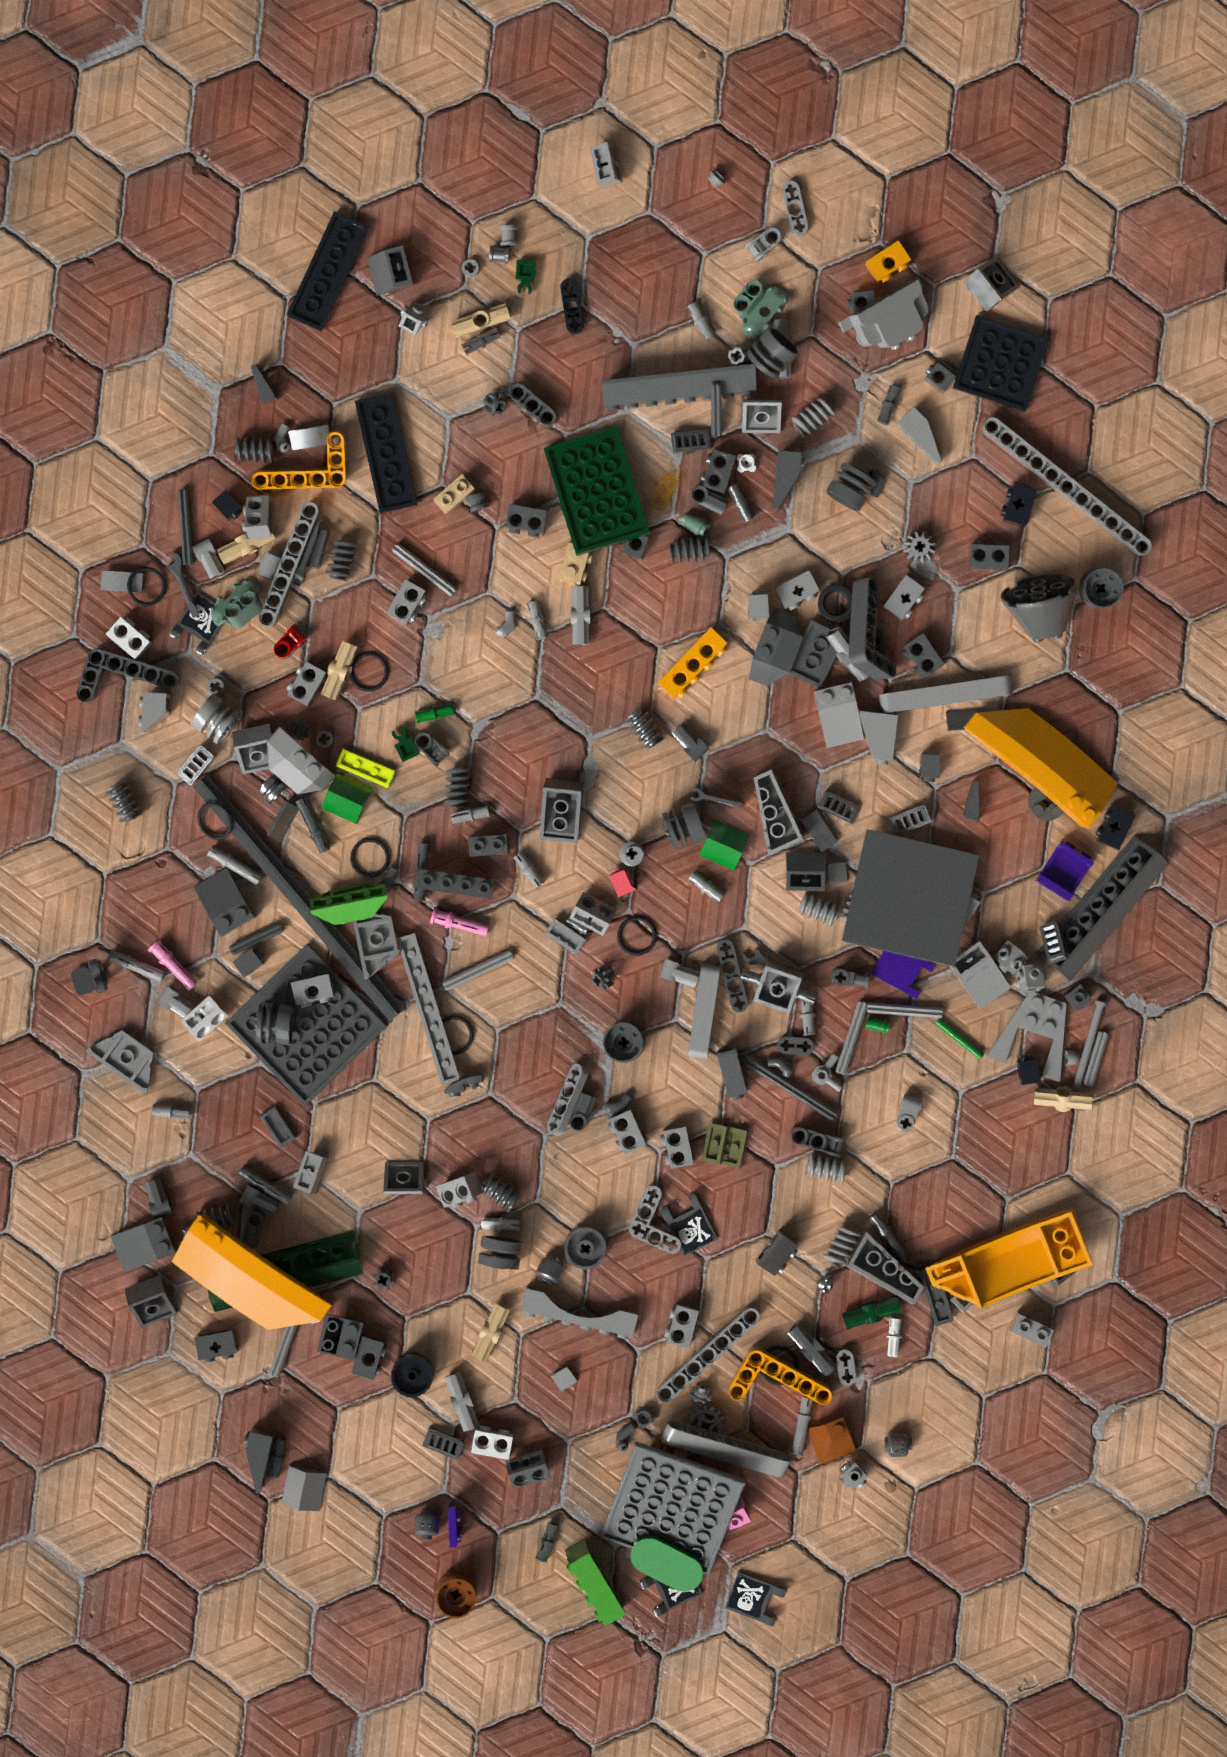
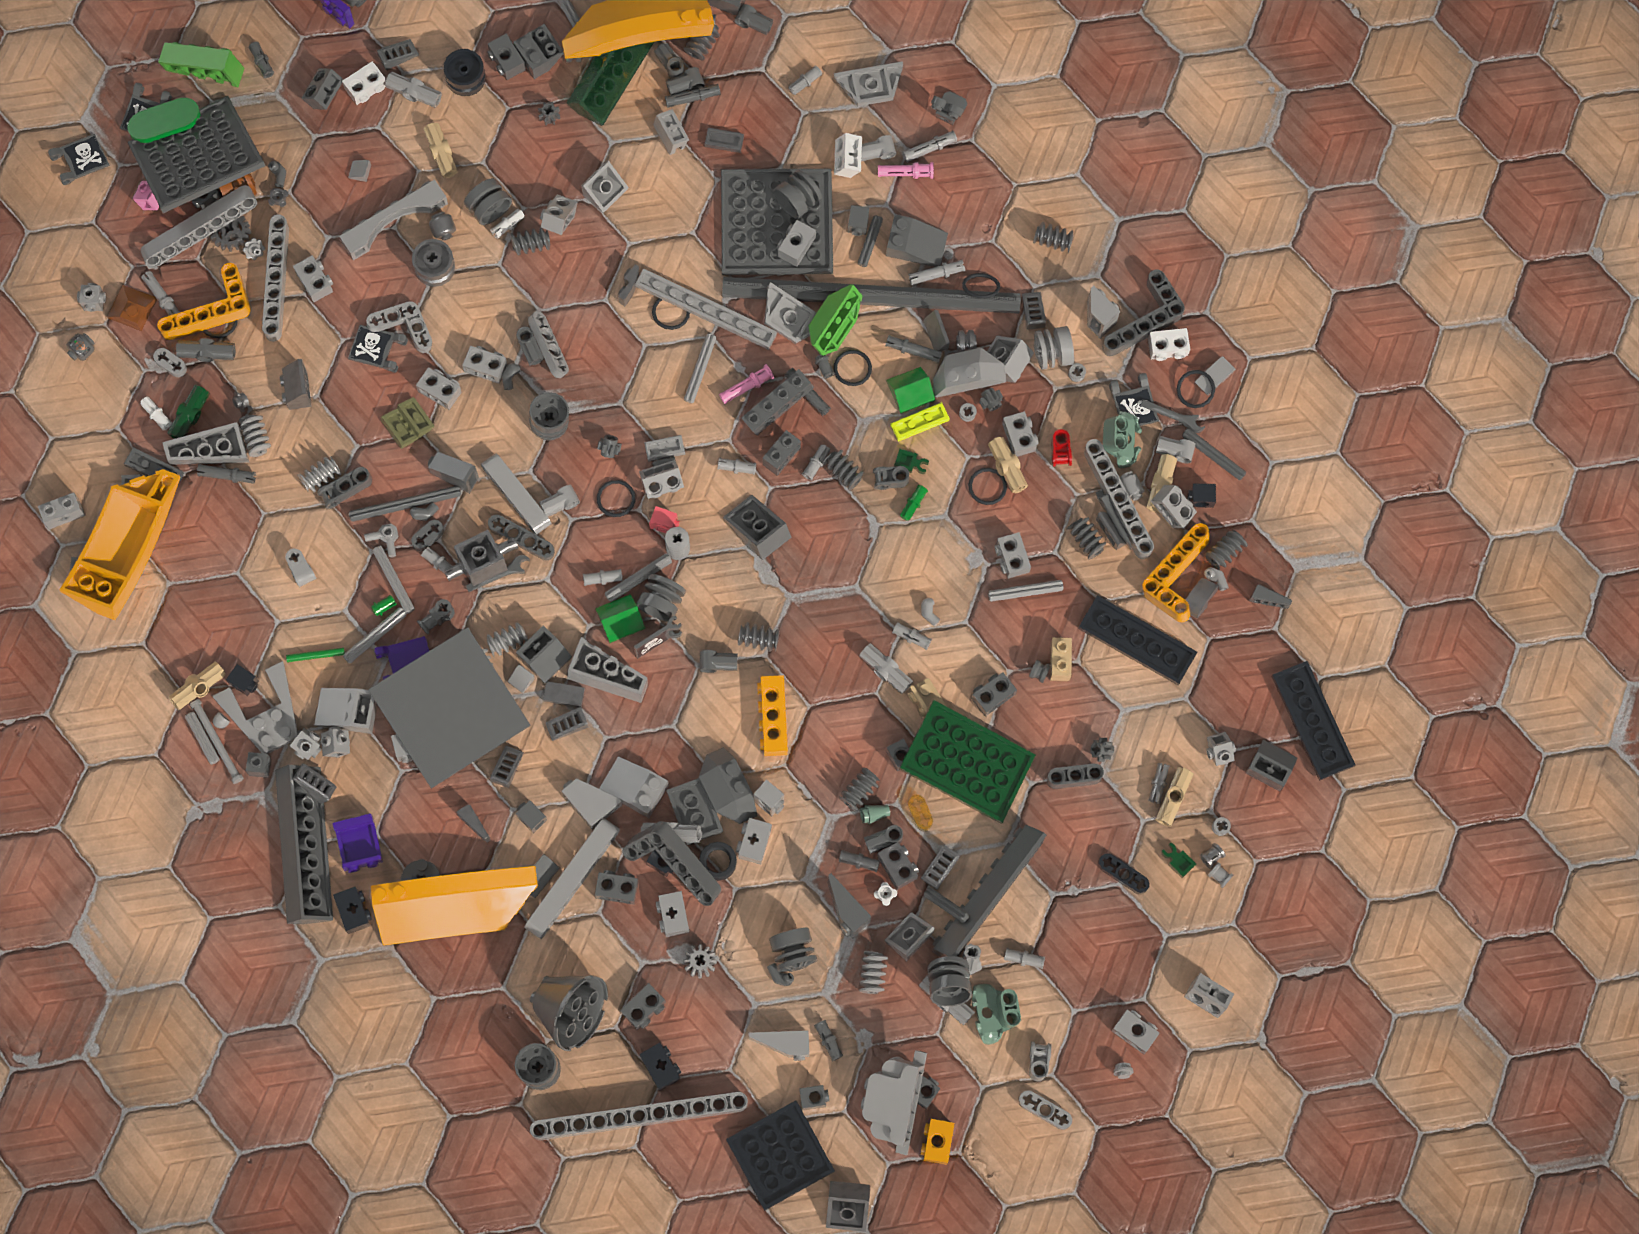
camera: 130 degrees right, 15 degrees down
(682, 183) = (1139, 1042): none -> light grey brick
(682, 861) = (638, 577): none -> light grey axle

